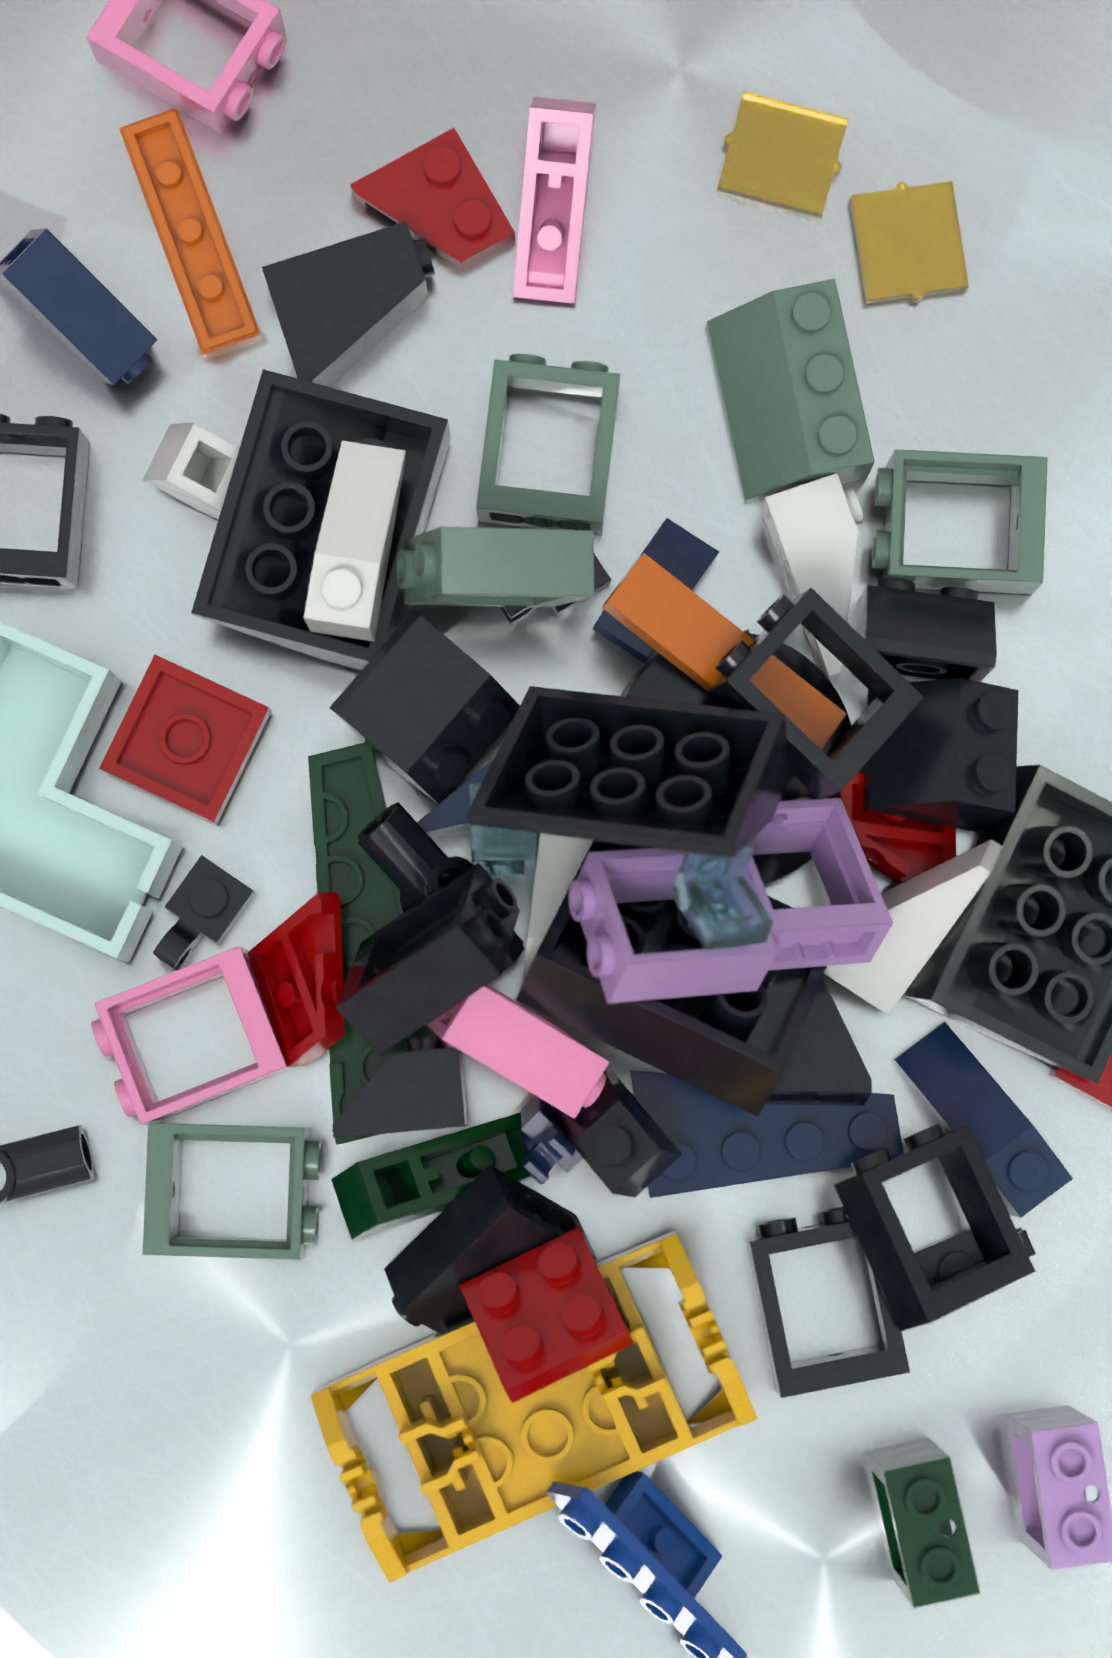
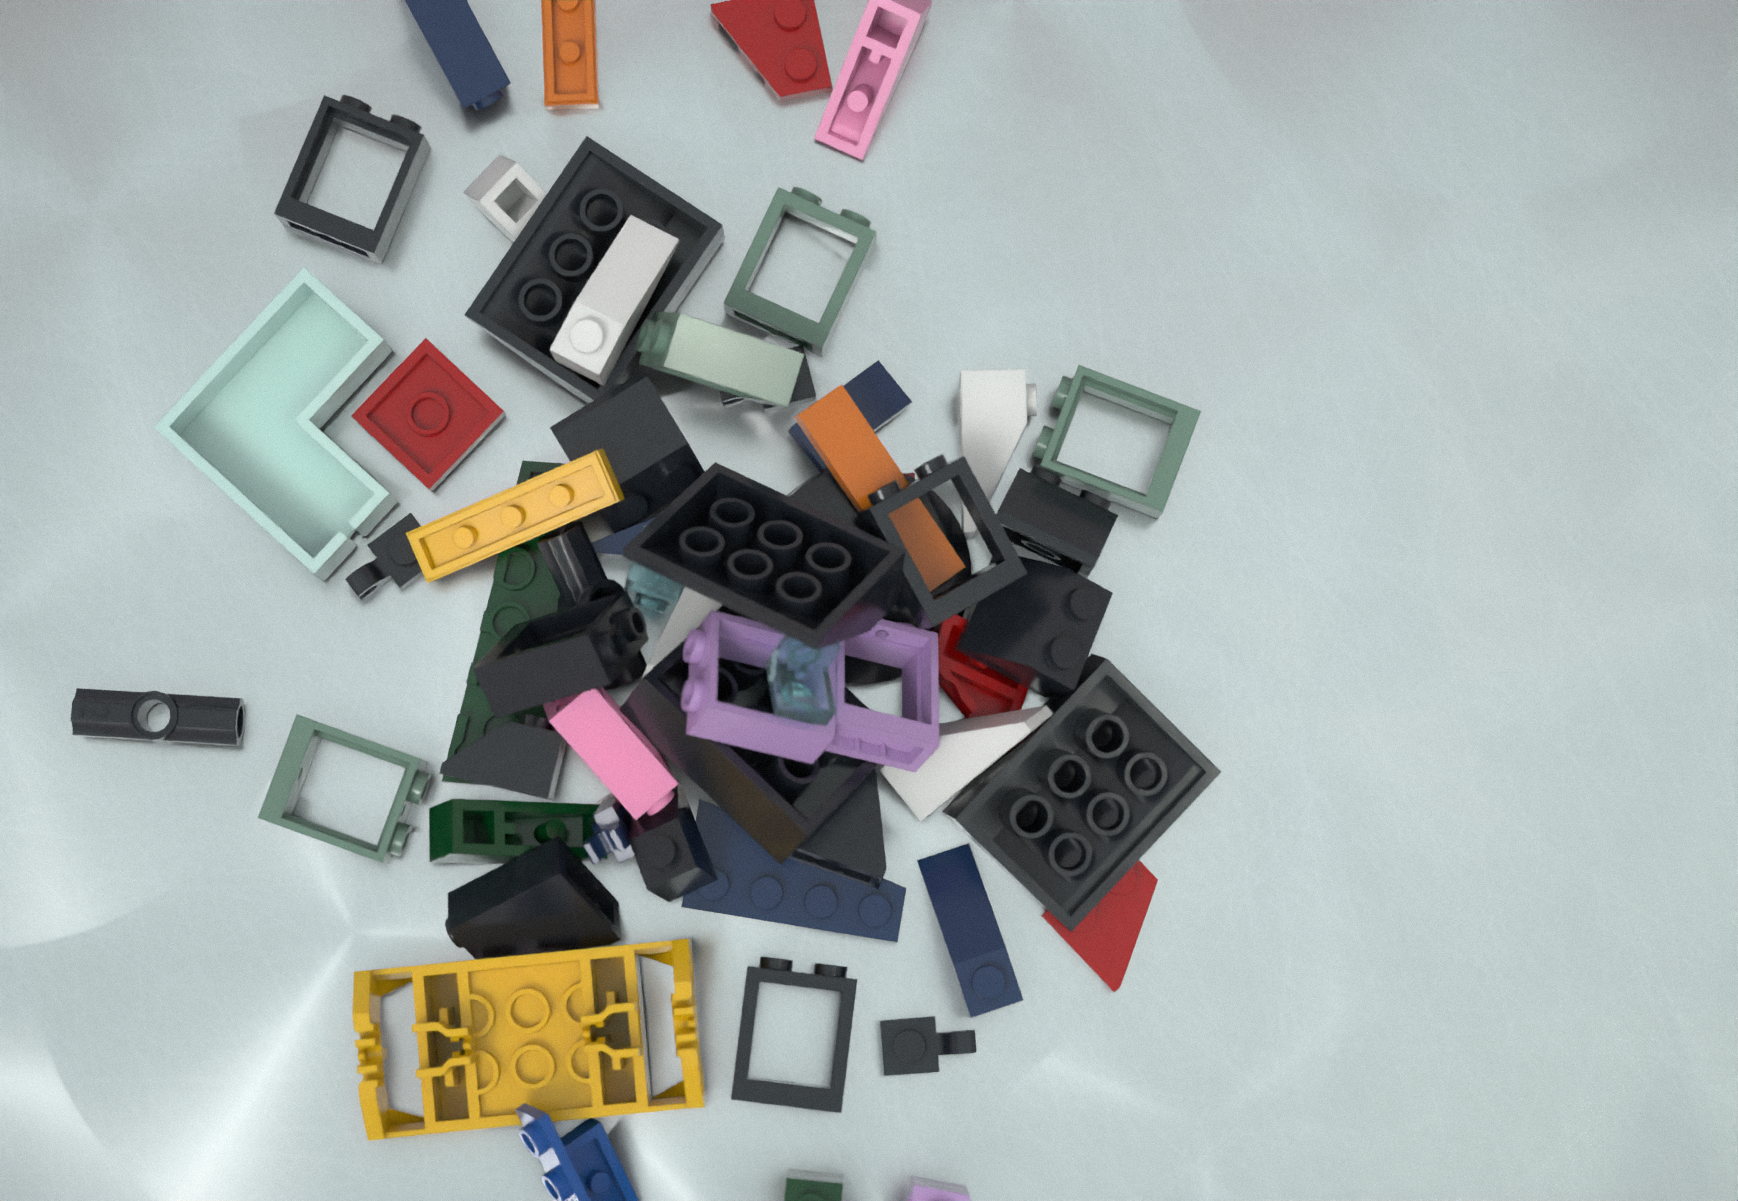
camera: 15 degrees right, 0 degrees up
(116, 1037) = (411, 655): bright pink window -> none
(303, 978) = (457, 636): red wing -> none
(323, 819) = (515, 515): none -> yellow tile
(347, 298) = (675, 98): black slope -> none
(545, 1315) = (561, 968): red plate -> none
(782, 154) = (1074, 91): clear yellow piece -> none
(790, 390) = (1012, 289): sand green slope -> none
(888, 1248) = (853, 1003): black window -> none
(909, 242) = (1154, 197): clear yellow piece -> none

